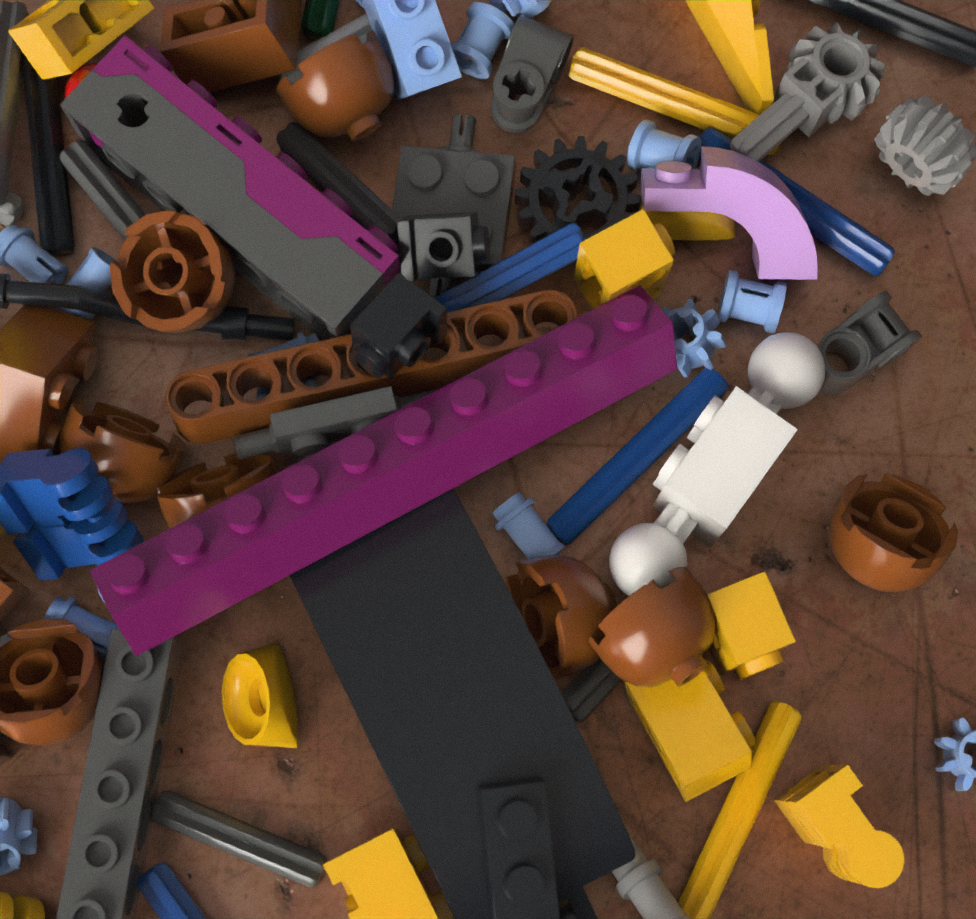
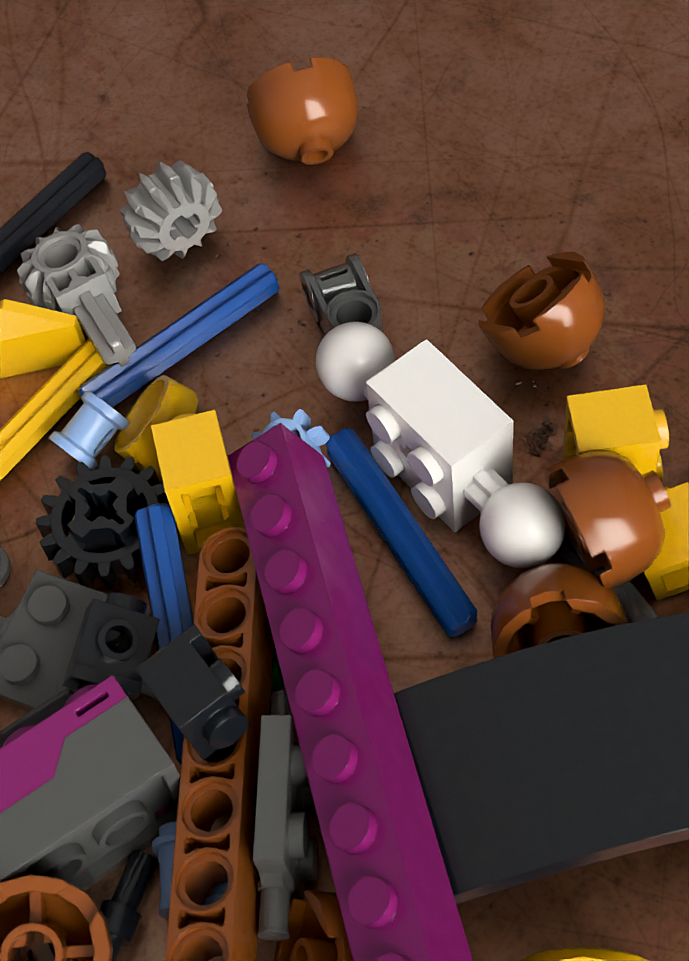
camera: 65 degrees left, 20 degrees down
(526, 527) = (451, 649): light blue pin -> none
(748, 194) = (195, 342): lavender arch -> none
(751, 301) = (270, 388): light blue bush -> none

